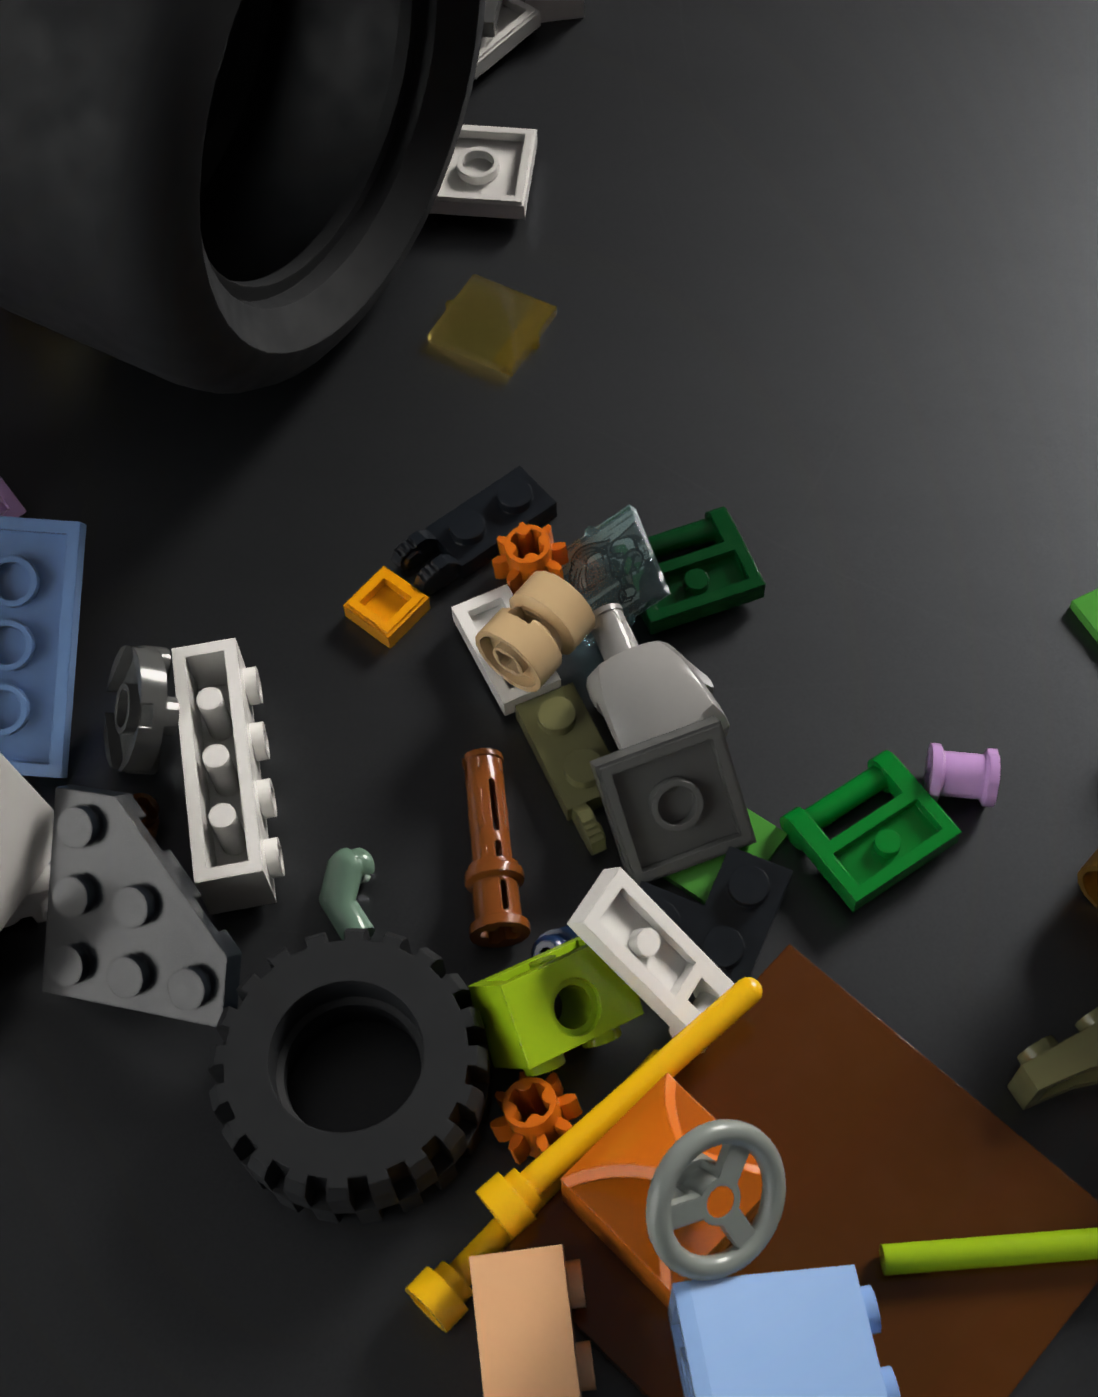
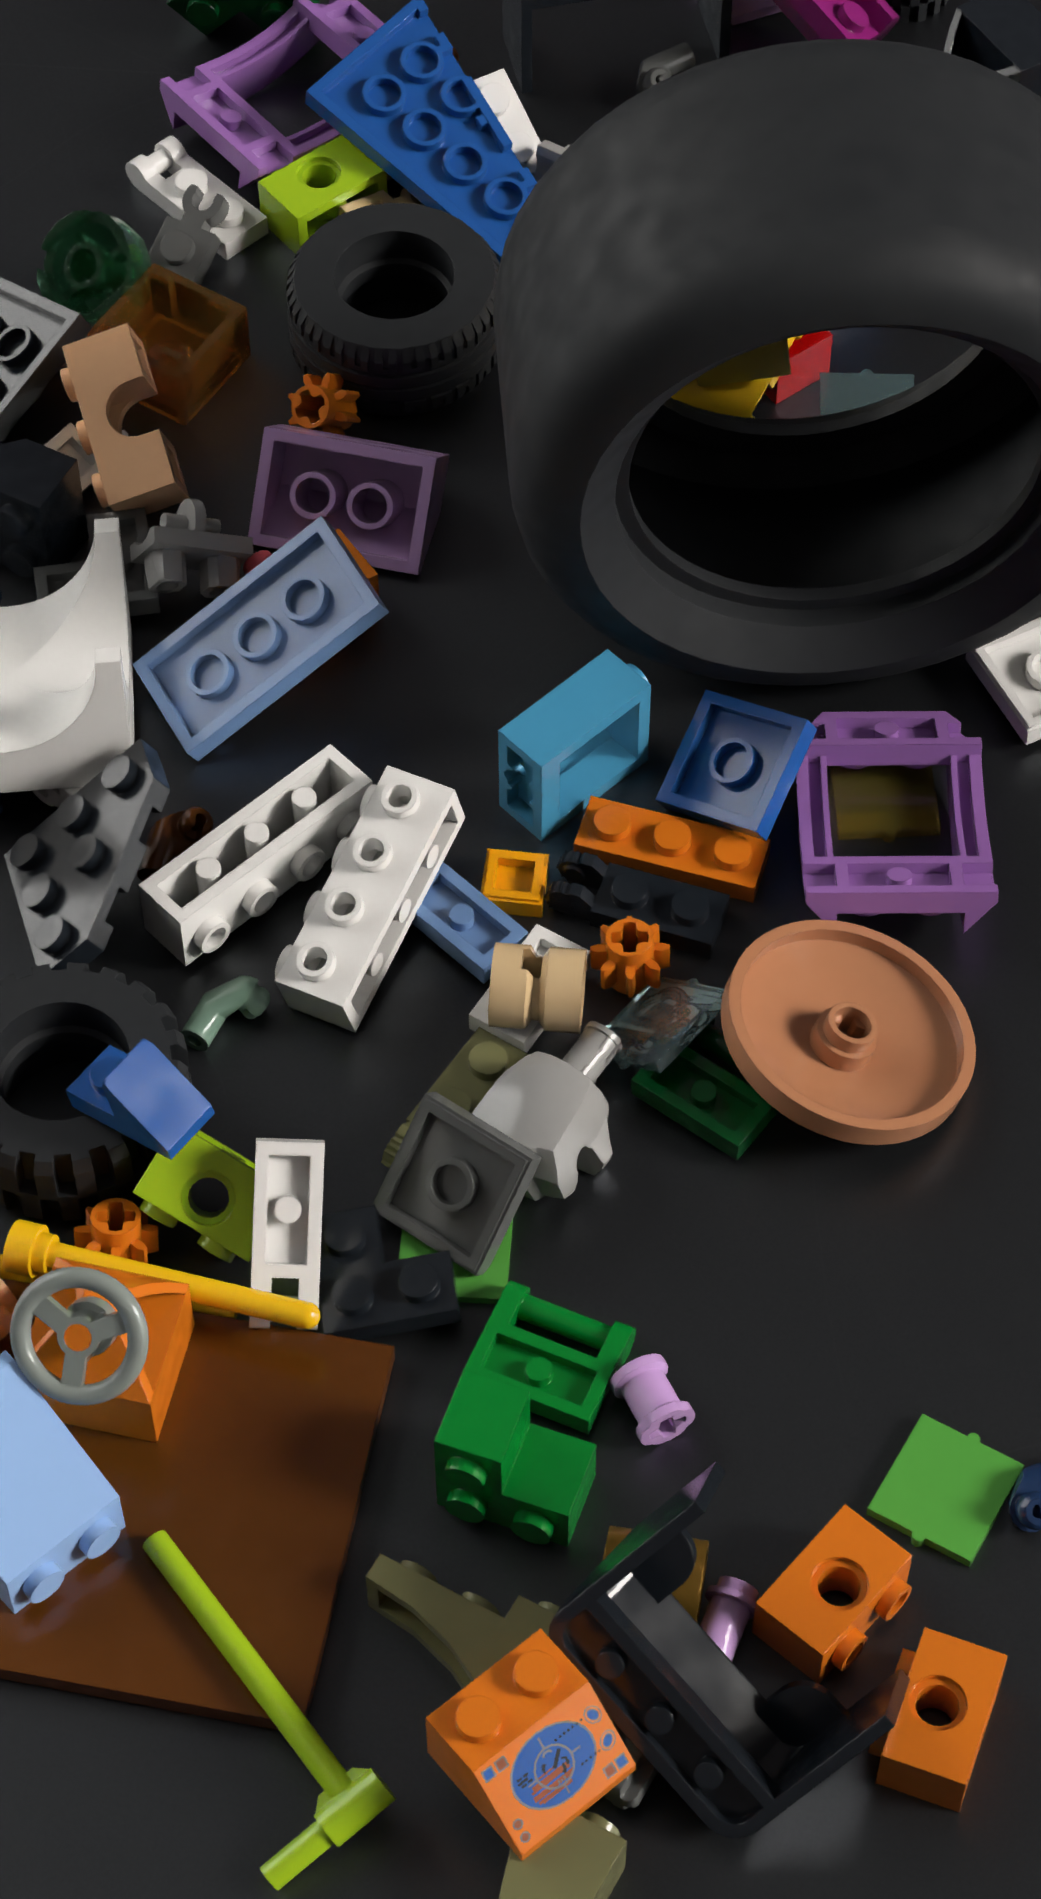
camera: 55 degrees right, 5 degrees down
(141, 709) = (272, 762): dark grey plate -> none
(309, 480) = (574, 744): none -> dark azure window
(341, 709) = (369, 898): none -> white brick
(376, 667) = (465, 922): none -> medium blue plate
(414, 388) = (736, 764): none -> blue plate
(440, 482) = (673, 847): none -> orange plate
(459, 1002) = (141, 1098): none -> blue slope
(493, 874) = (304, 1092): dark orange pin -> none
(619, 311) = (896, 883): none -> medium lavender wedge
(717, 453) = (848, 1032): none -> nougat dish
(976, 913) = (507, 1469): none -> green brick

